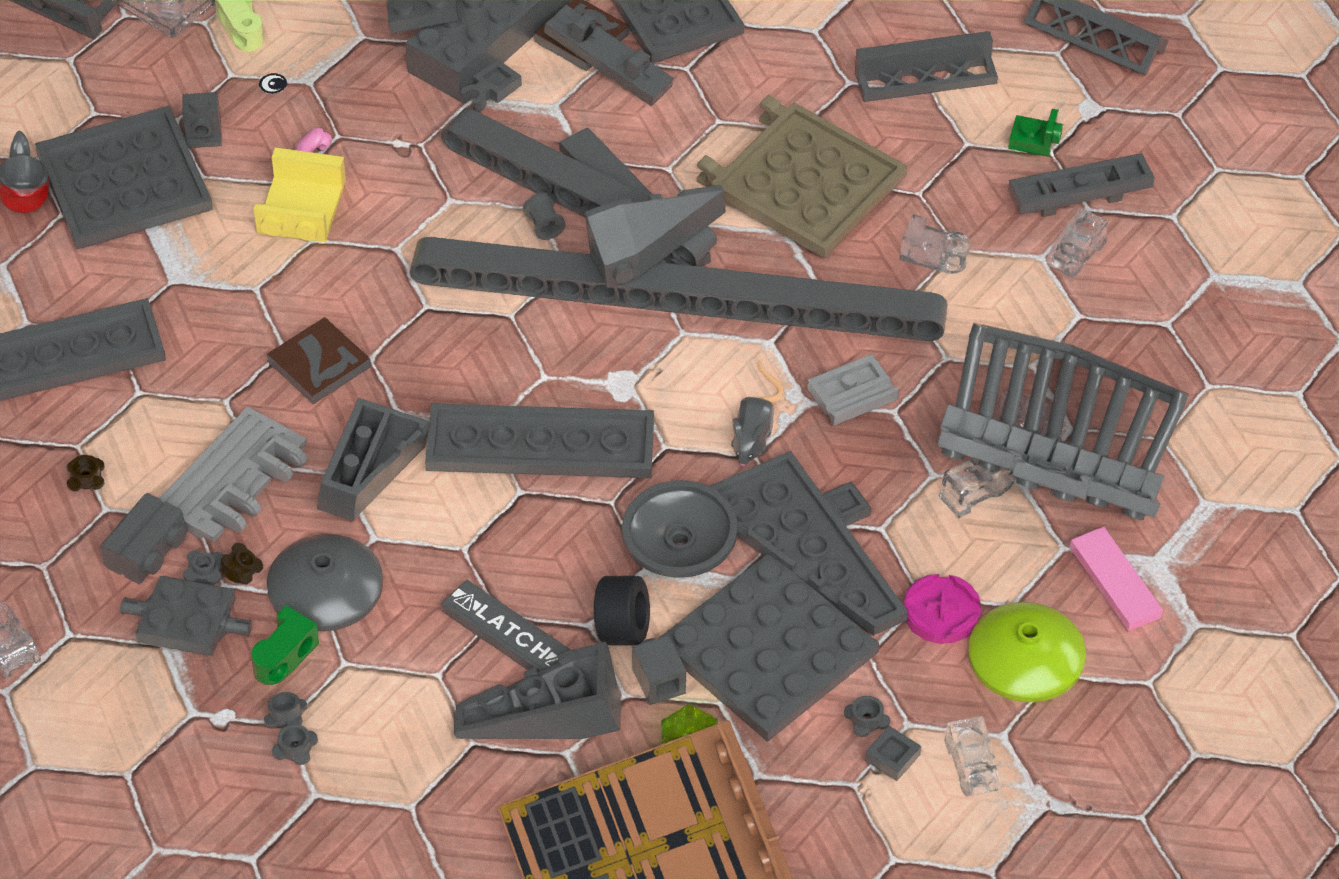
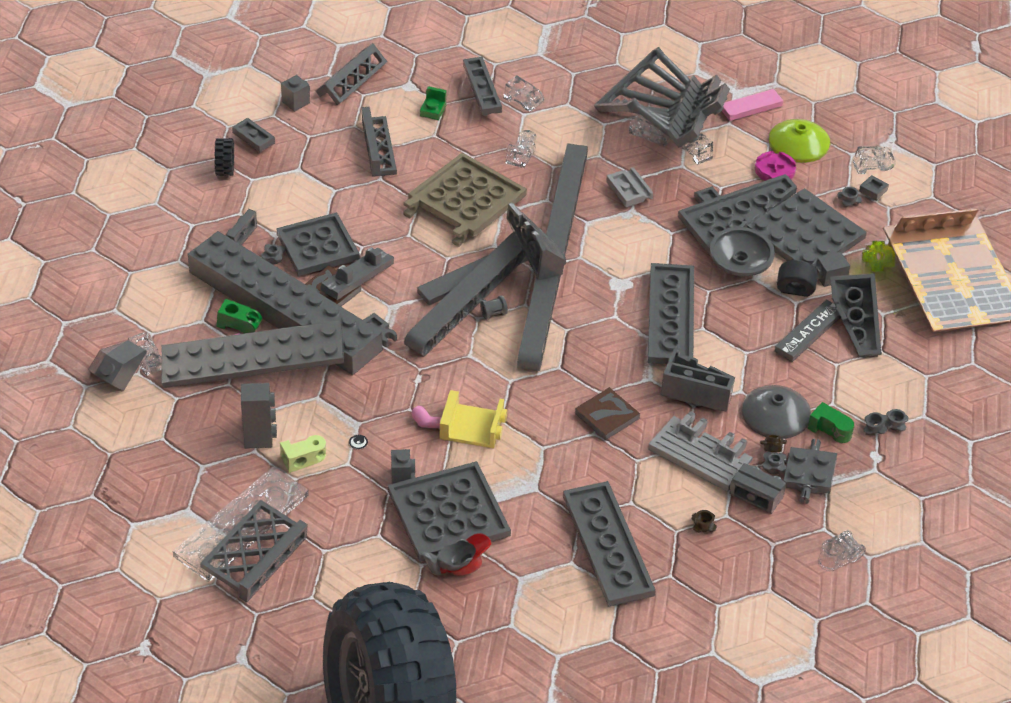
camera: 90 degrees left, 5 degrees down
(754, 422) = (654, 226): dark grey animal -> none

